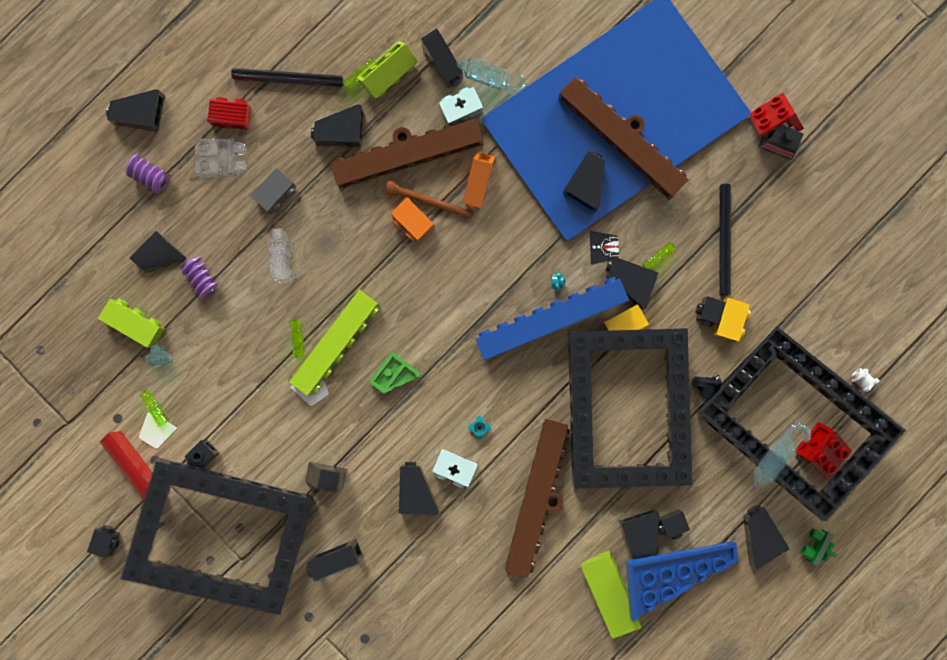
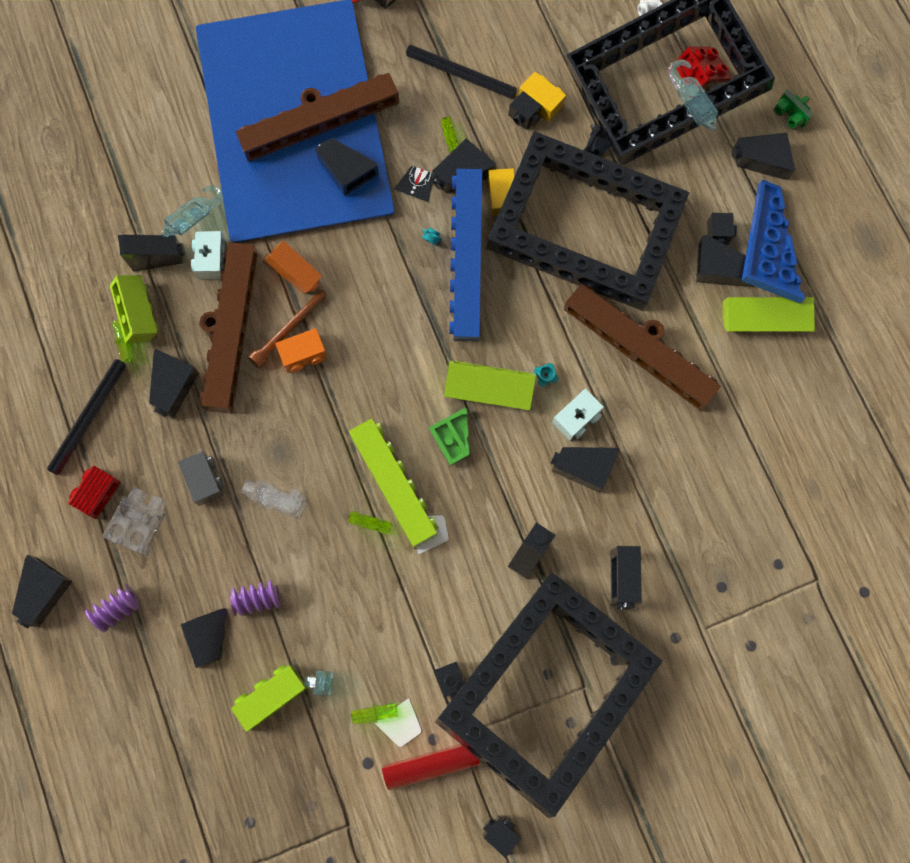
camera: 70 degrees left, 10 degrees down
(449, 385) = (489, 385): none -> lime brick

